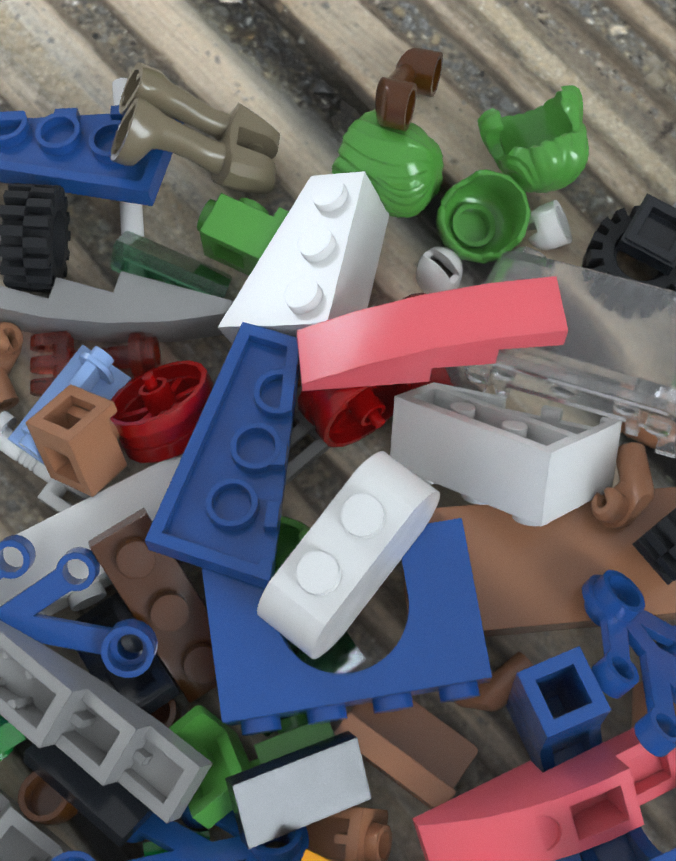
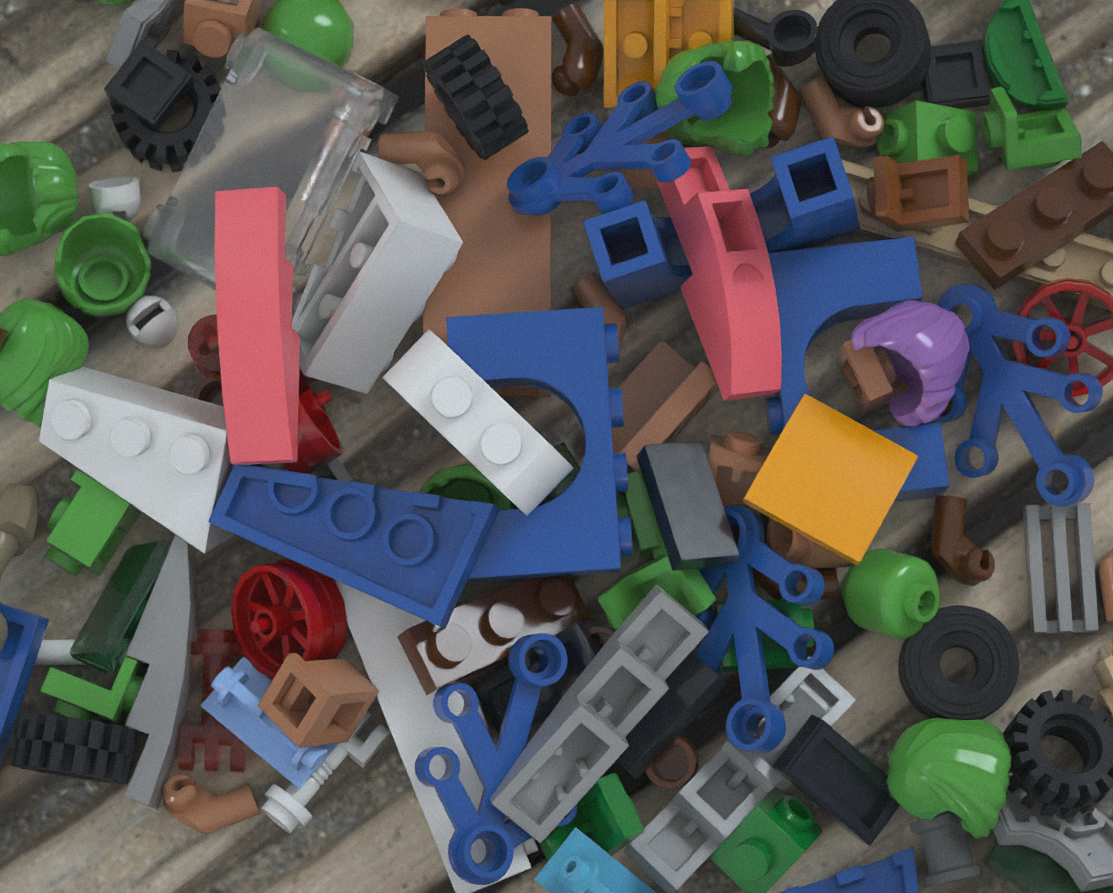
camera: 80 degrees left, 5 degrees up
(87, 248) = (83, 699): none -> bright green bracket

